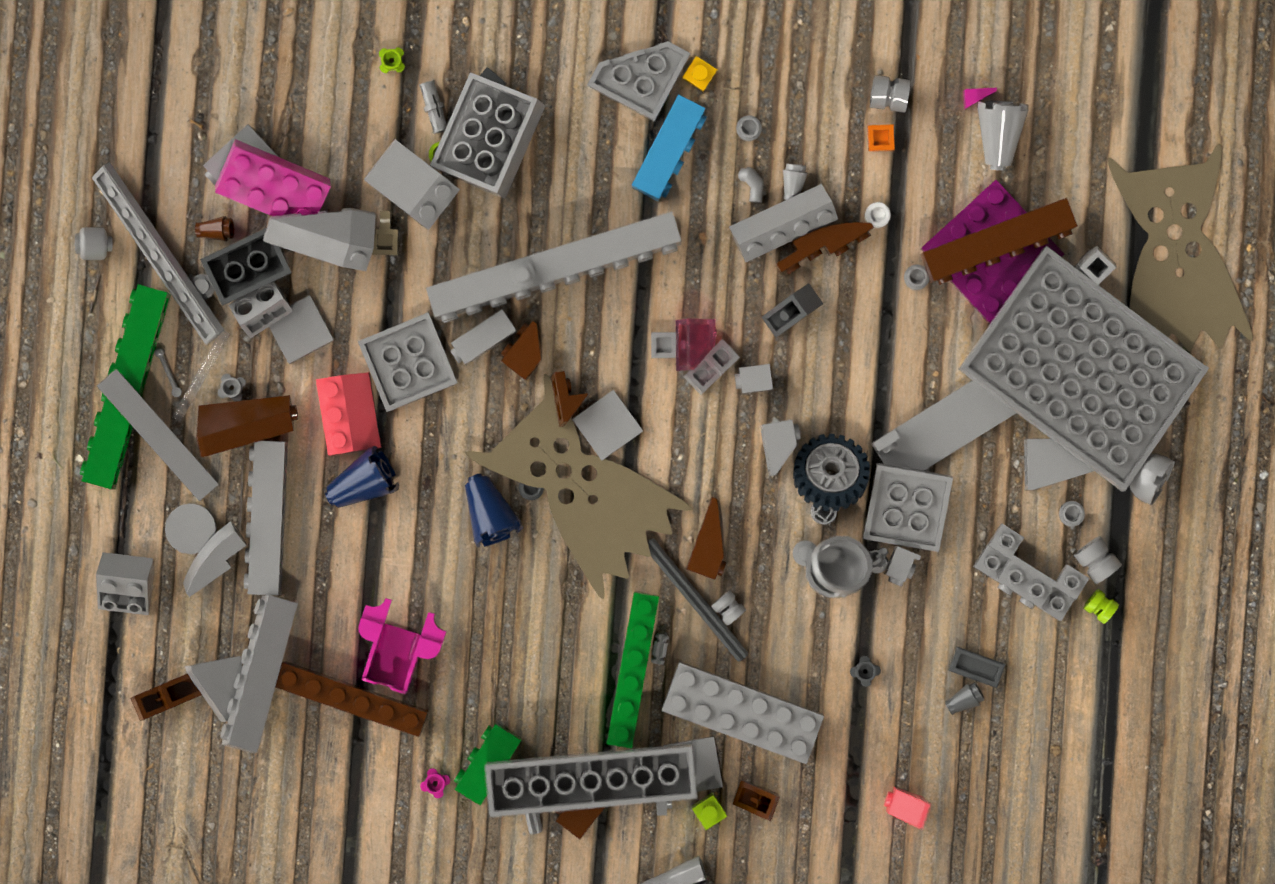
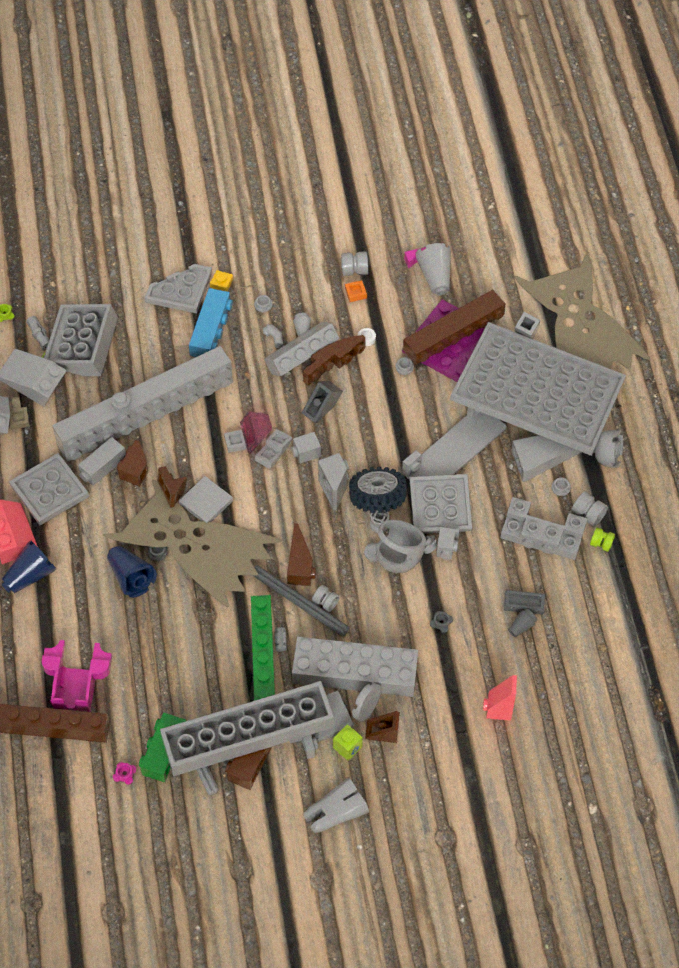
camera: 15 degrees left, 30 degrees down
(744, 767) = (366, 701): none -> light grey tile

